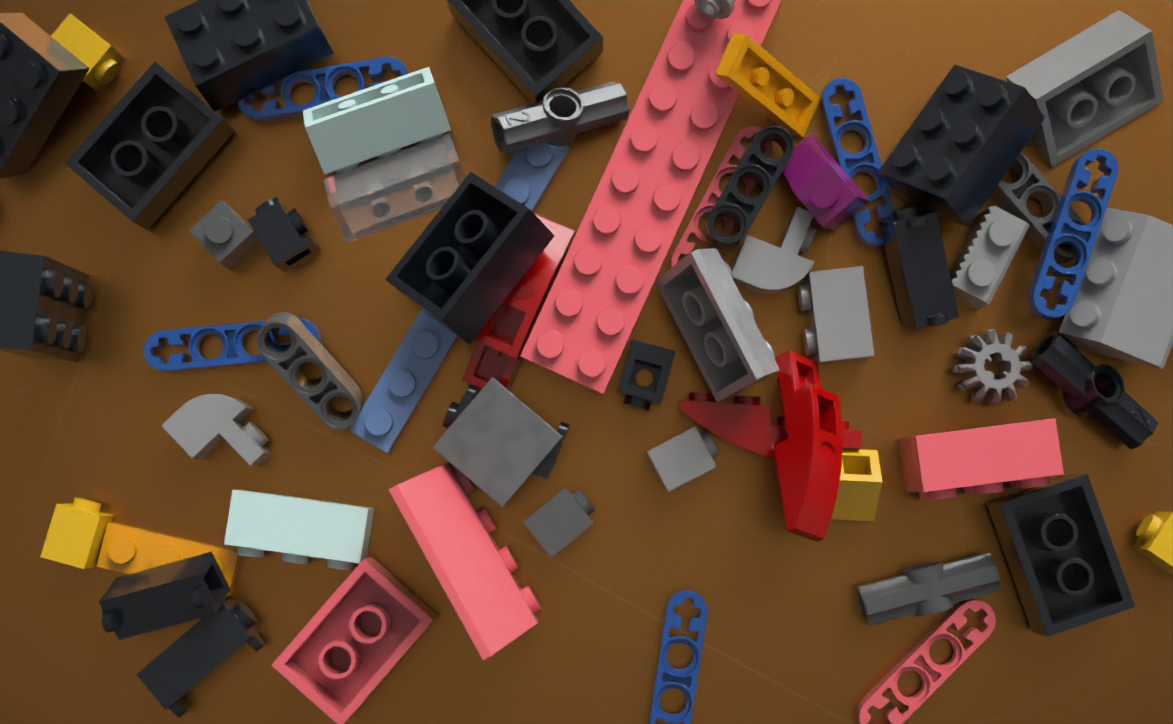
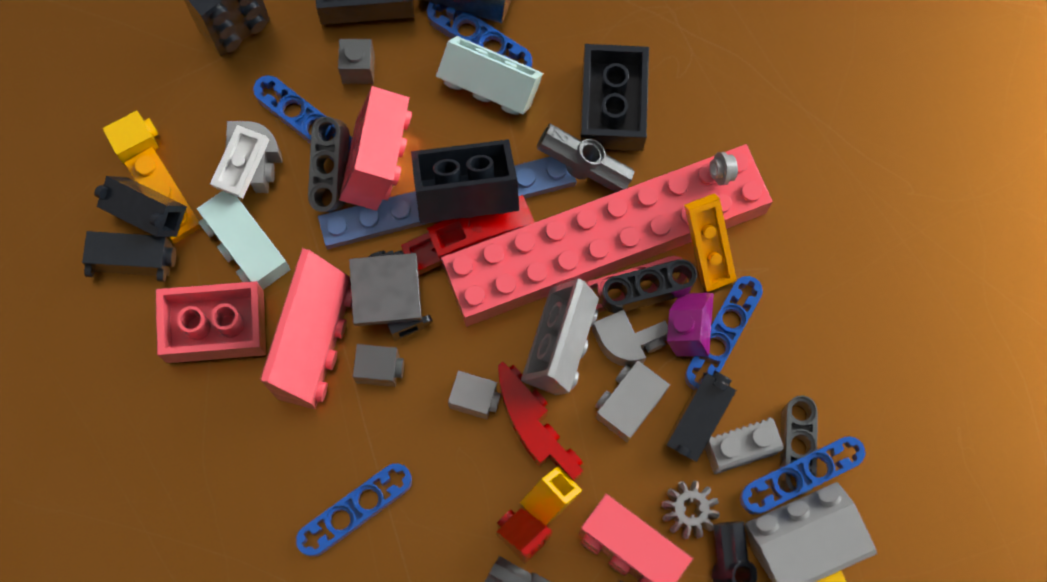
camera: 40 degrees right, 10 degrees down
(220, 455) = (239, 161): none -> white plate
(282, 234) = (386, 77): black brick -> none
(344, 309) = (375, 149): none -> coral brick
(394, 187) = (463, 115): clear brick -> none
(650, 358) = (503, 322): black brick -> none
(812, 455) = (543, 450): red slope -> none
(868, 548) = (523, 533): none -> red slope
(962, 144) = (787, 371): black brick -> none
(1091, 85) = (891, 410): light grey slope -> none

